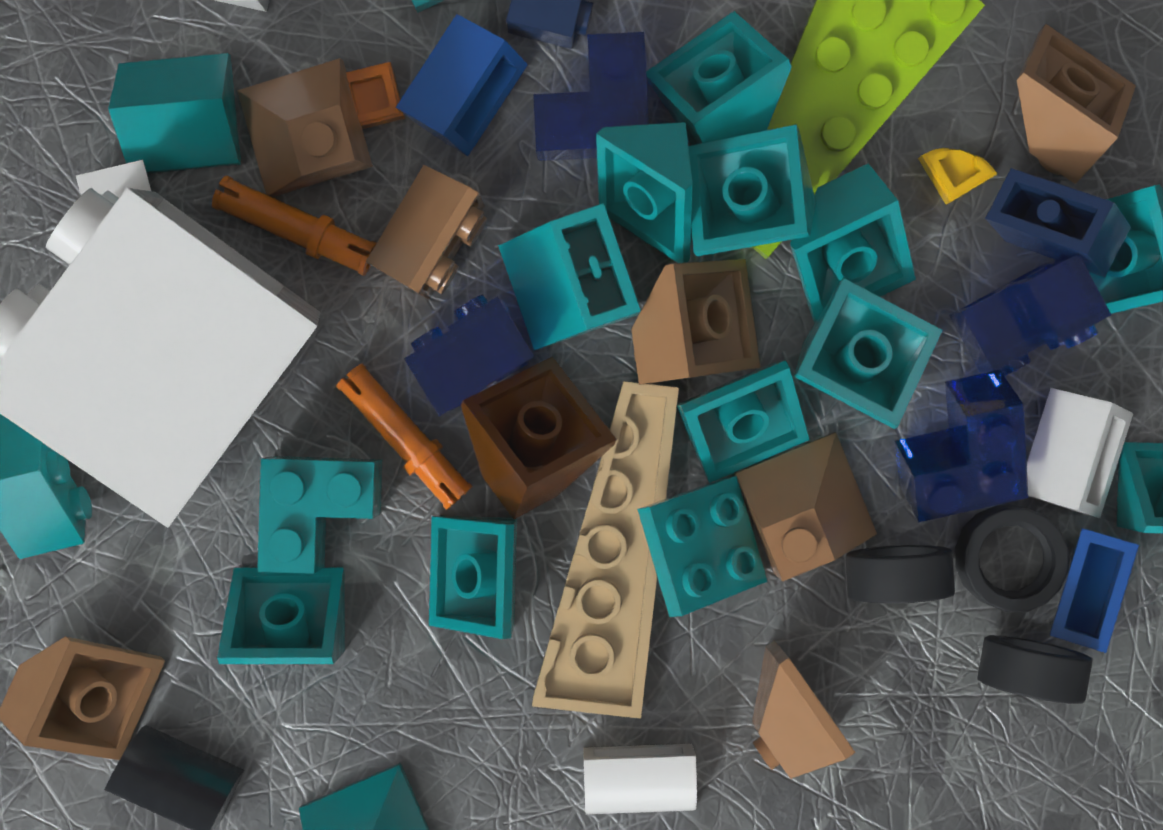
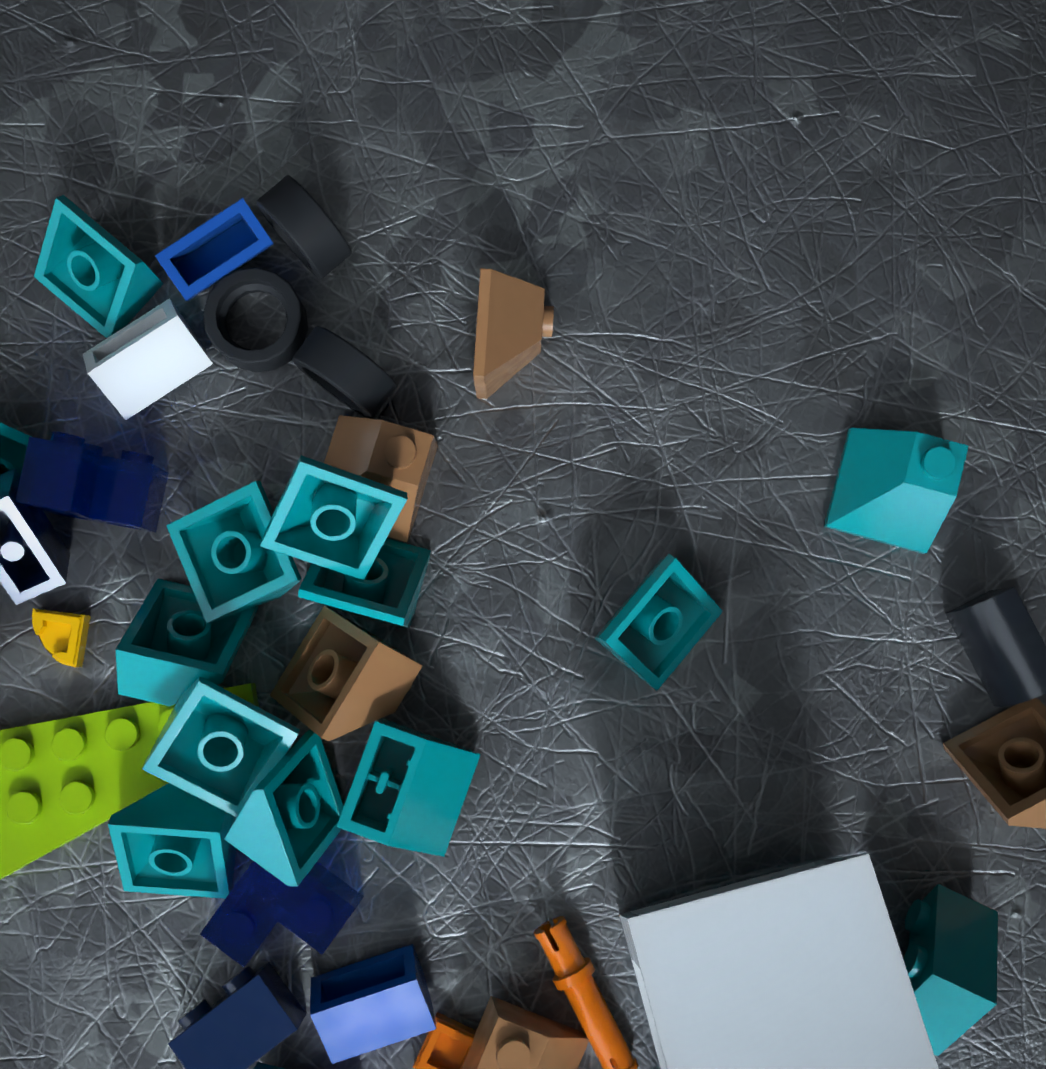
camera: 145 degrees left, 5 degrees down
(284, 618) = (827, 705): teal slope -> none
(300, 496) = (744, 785): teal brick -> none
(404, 436) = (629, 768): orange pin -> none
(428, 232) = (487, 911): medium nougat slope -> none
(469, 357) = (529, 789): clear blue brick -> none
(534, 435) = (532, 690): reddish brown slope -> none
(607, 603) = (575, 523): tan wing -> none
(640, 779) = (655, 375): white brick -> none
(702, 546) = (472, 508): teal plate -> none
(807, 448) = (333, 518): none -> teal slope
(973, 461) = (217, 412): clear blue brick -> none

